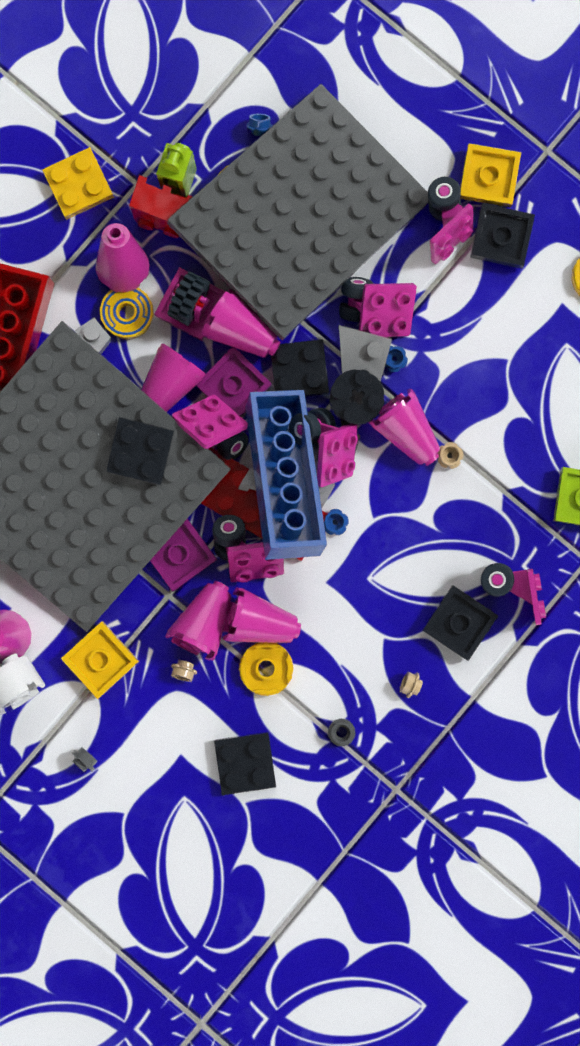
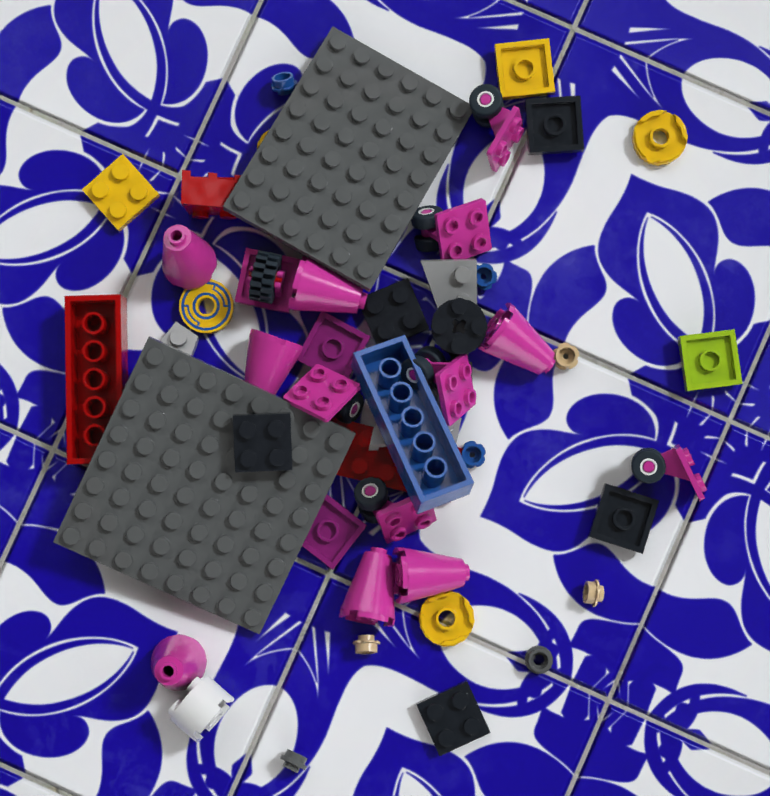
camera: 15 degrees left, 0 degrees up
(100, 660) = (280, 658): yellow plate -> none
(177, 169) = (216, 152): lime brick -> none

